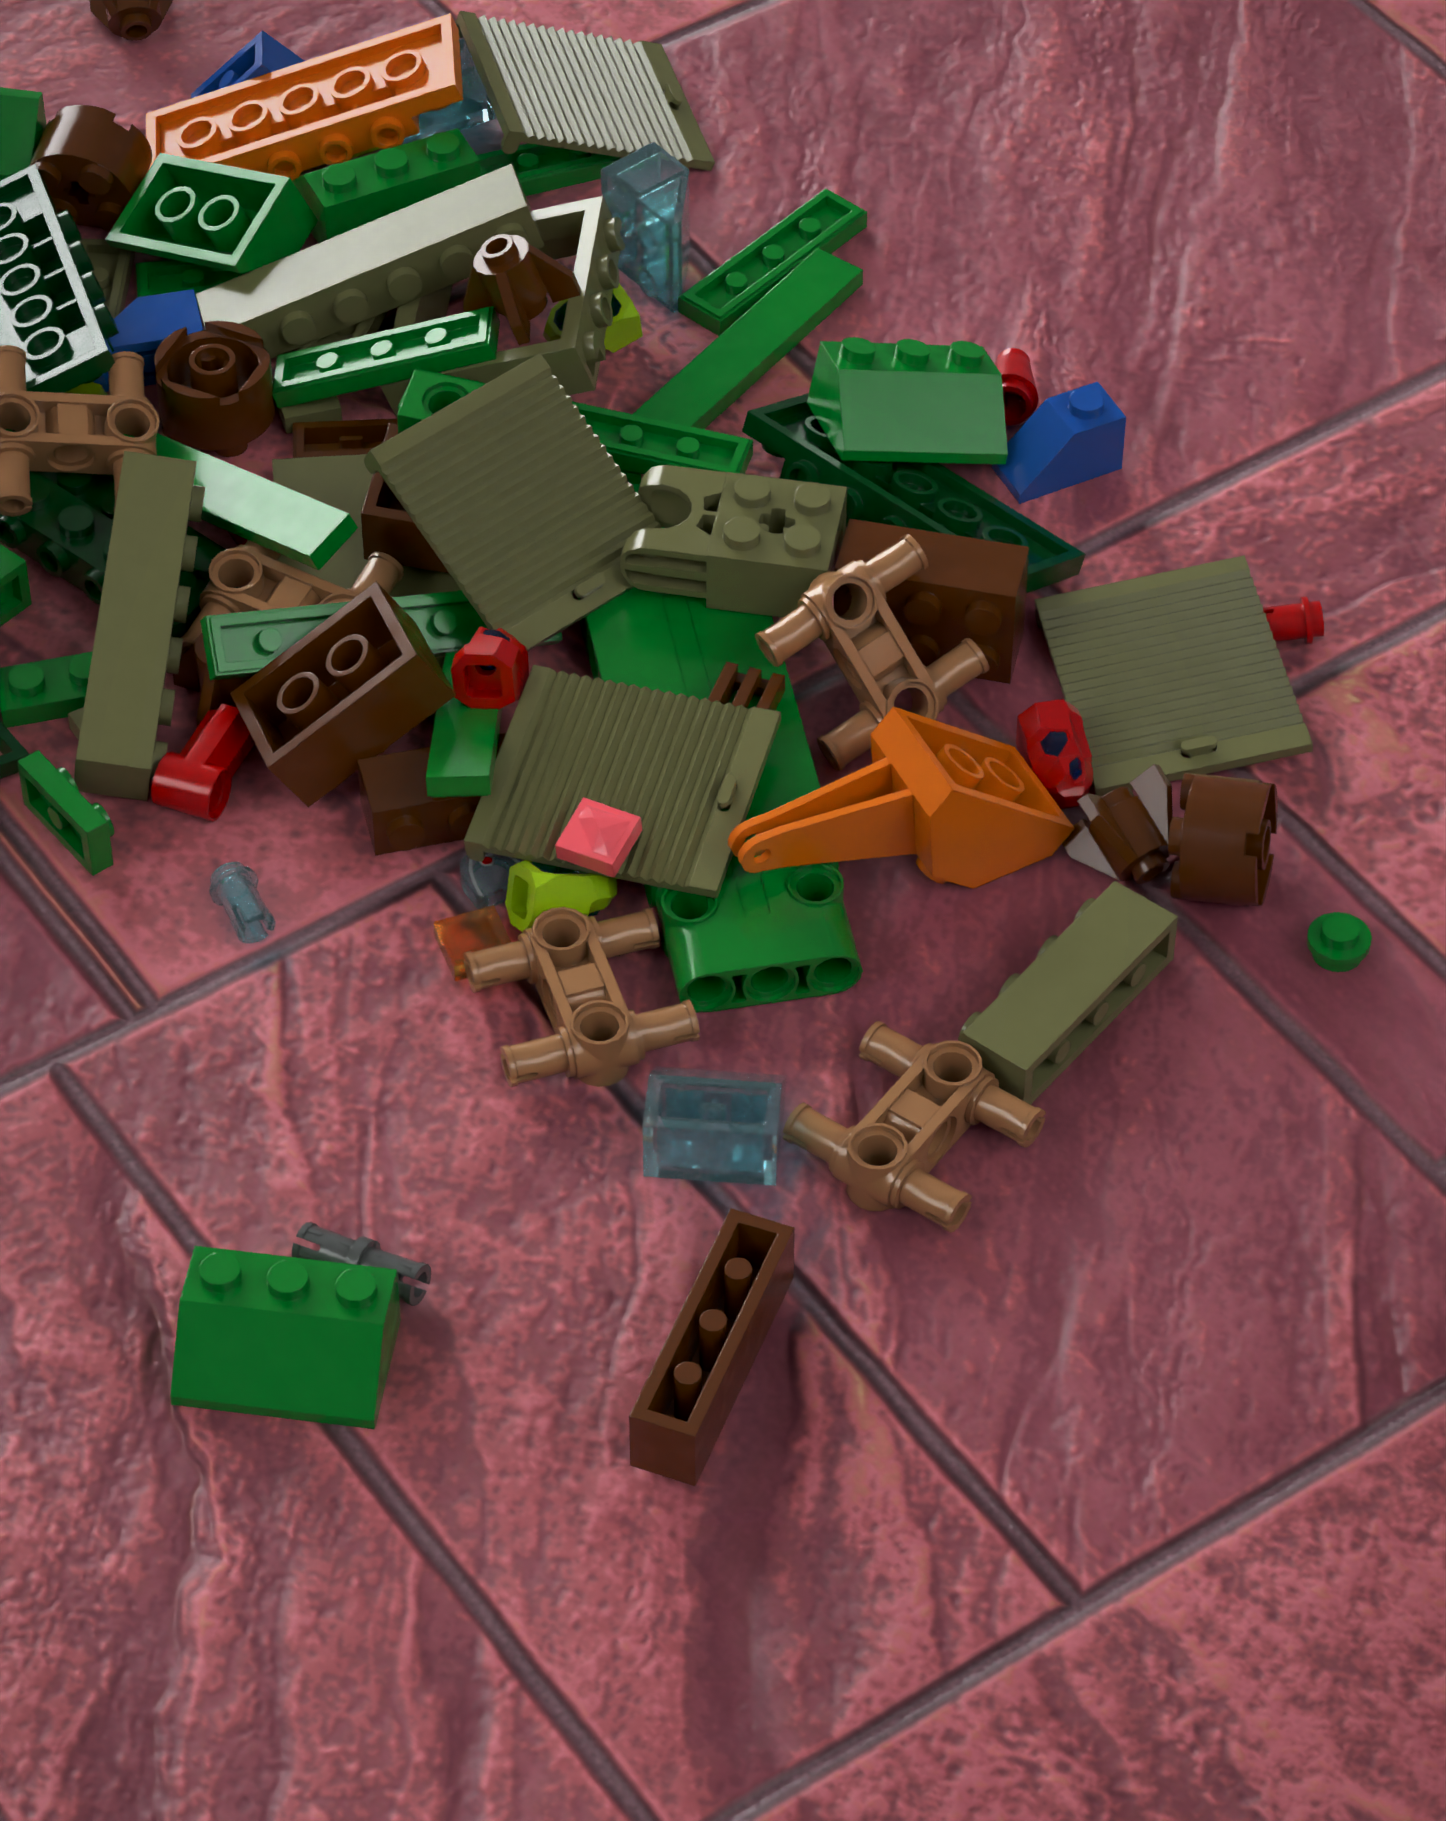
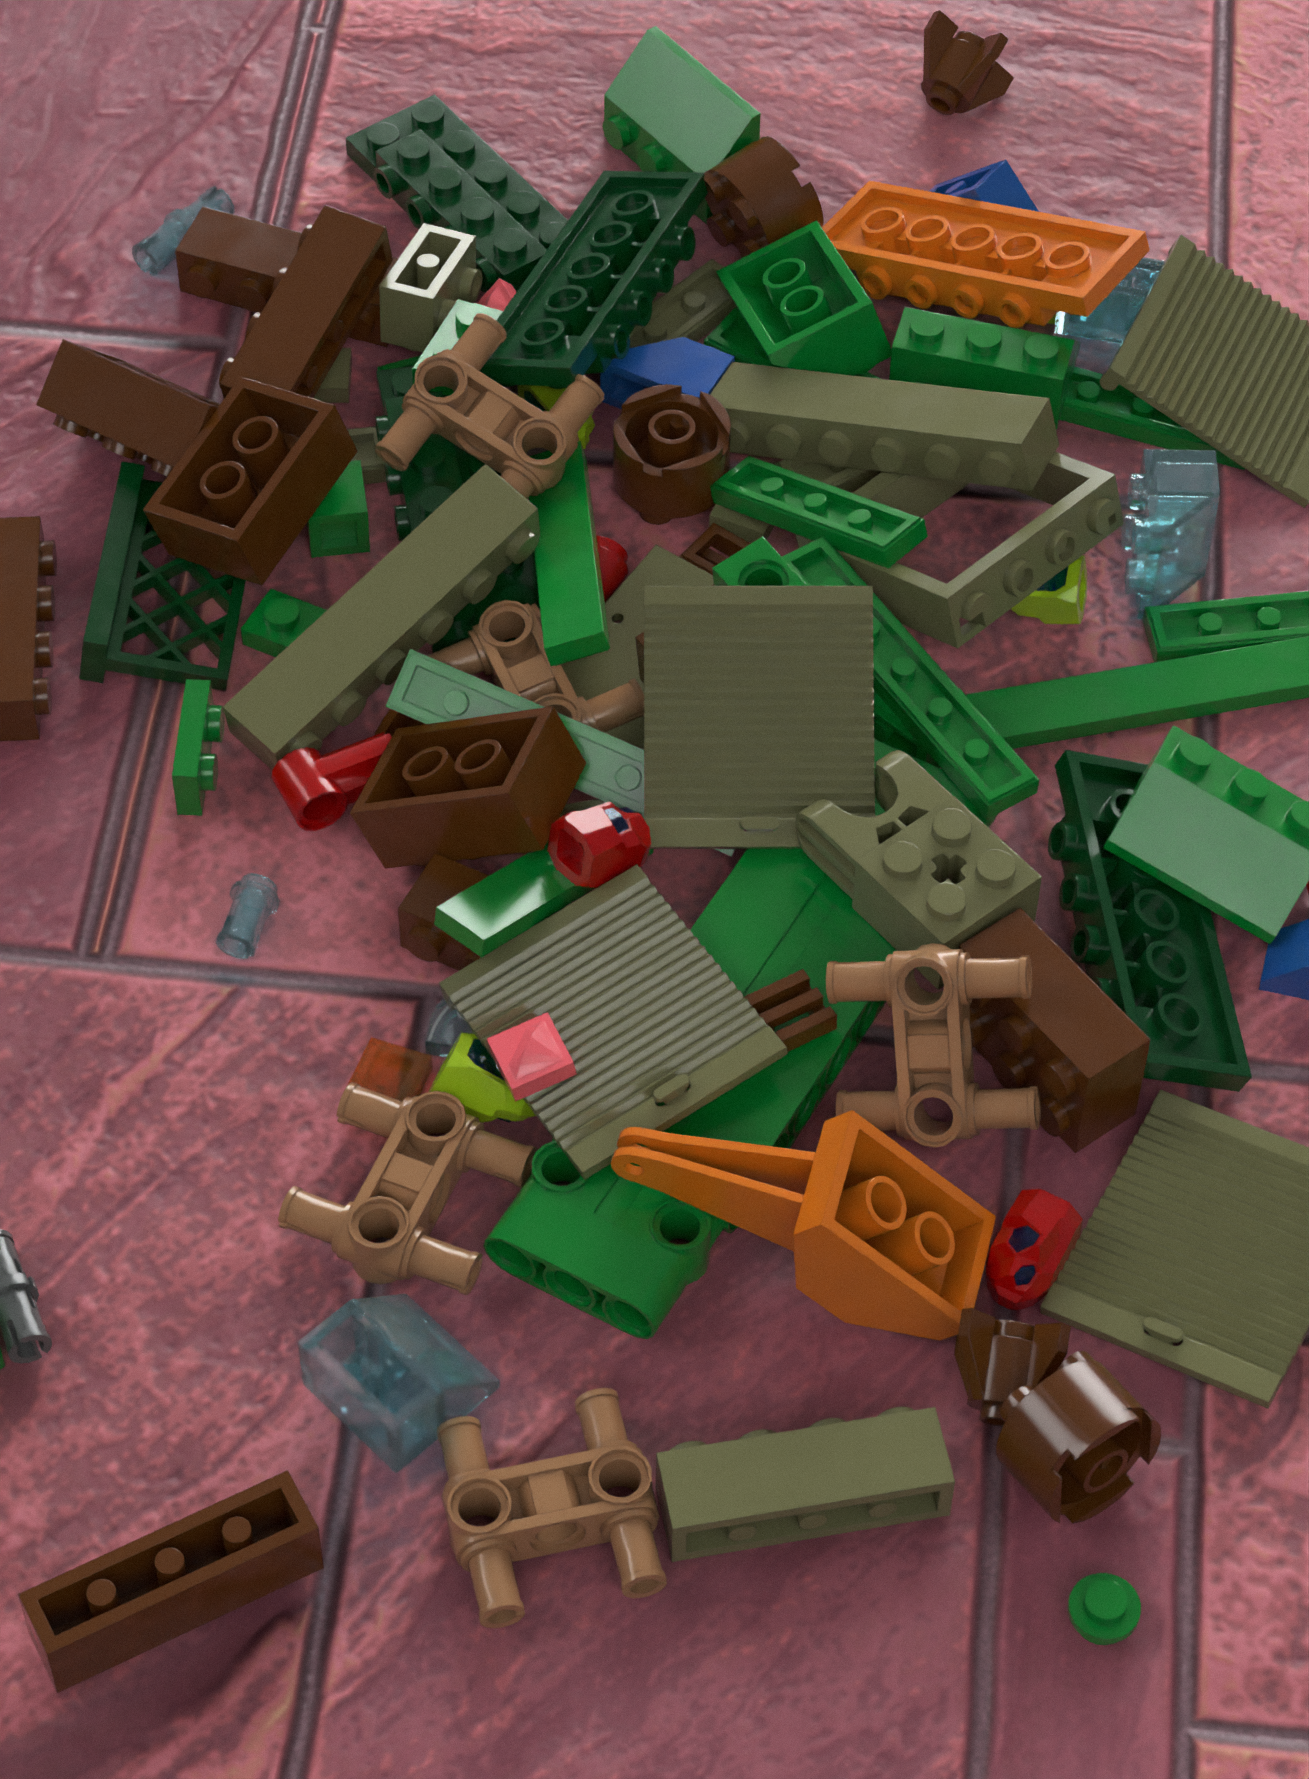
camera: 40 degrees right, 5 degrees up
(516, 282) = (953, 510): reddish brown brick -> none

